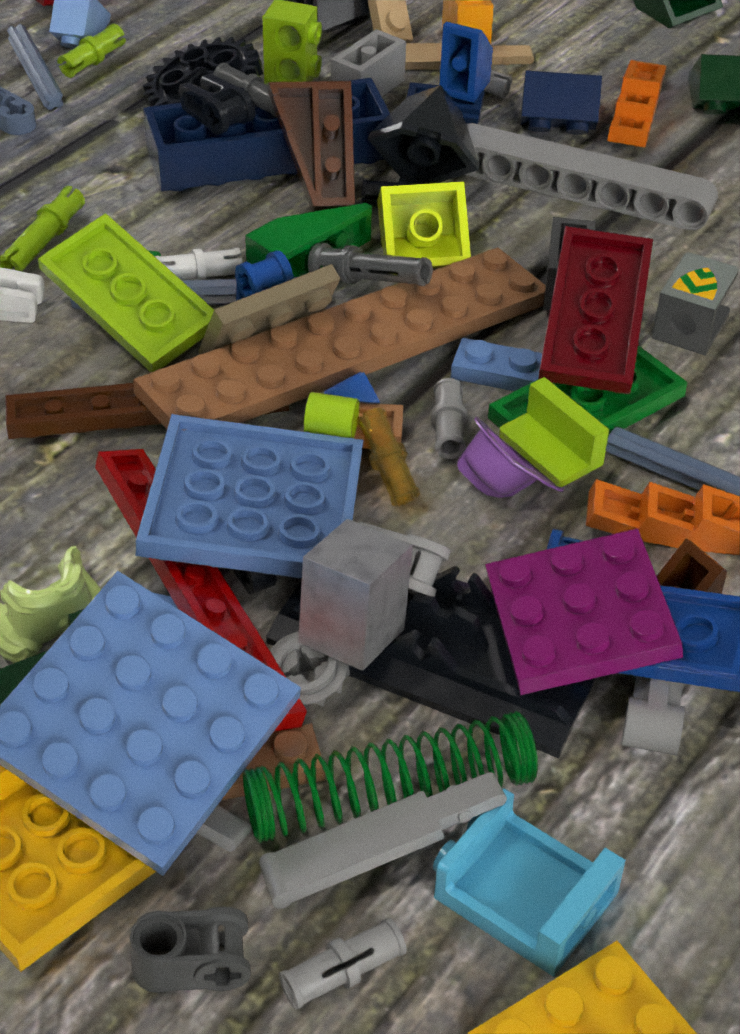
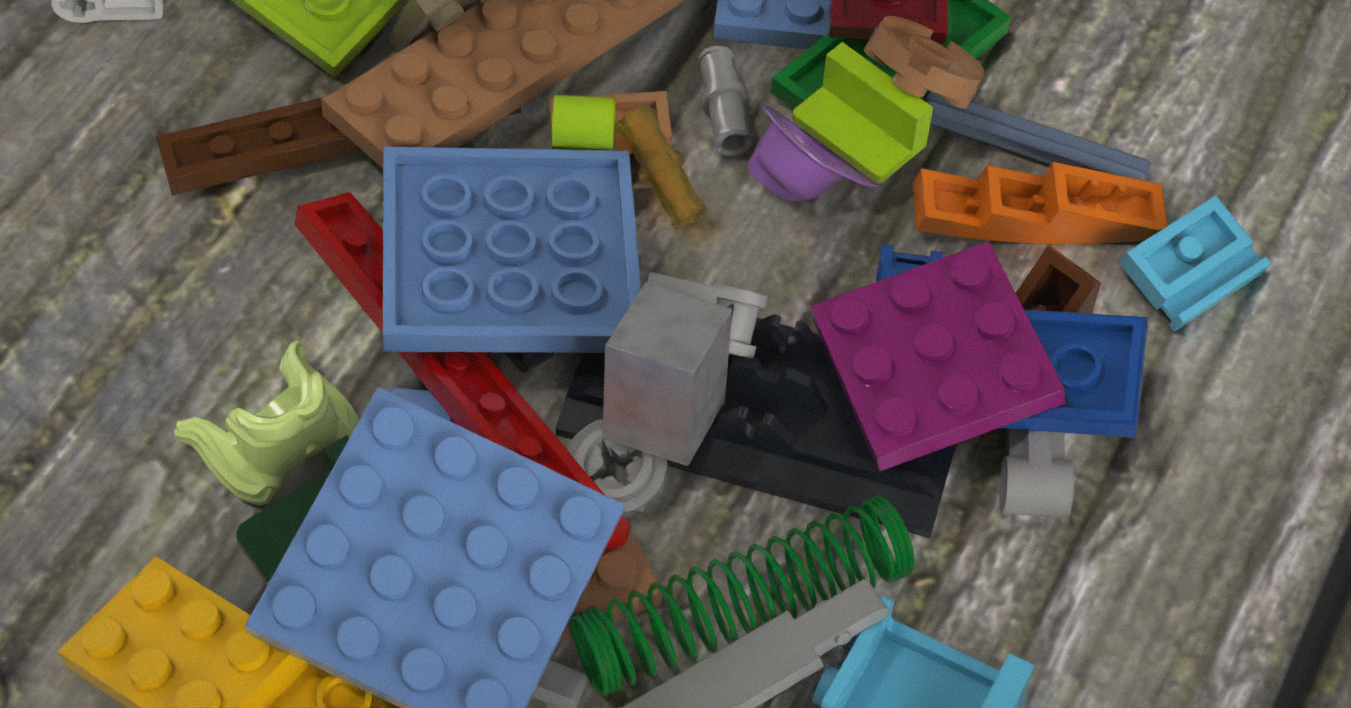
camera: 10 degrees left, 10 degrees up
(355, 387) = (599, 78): blue slope -> none
(604, 397) = (923, 62): none -> medium nougat plate

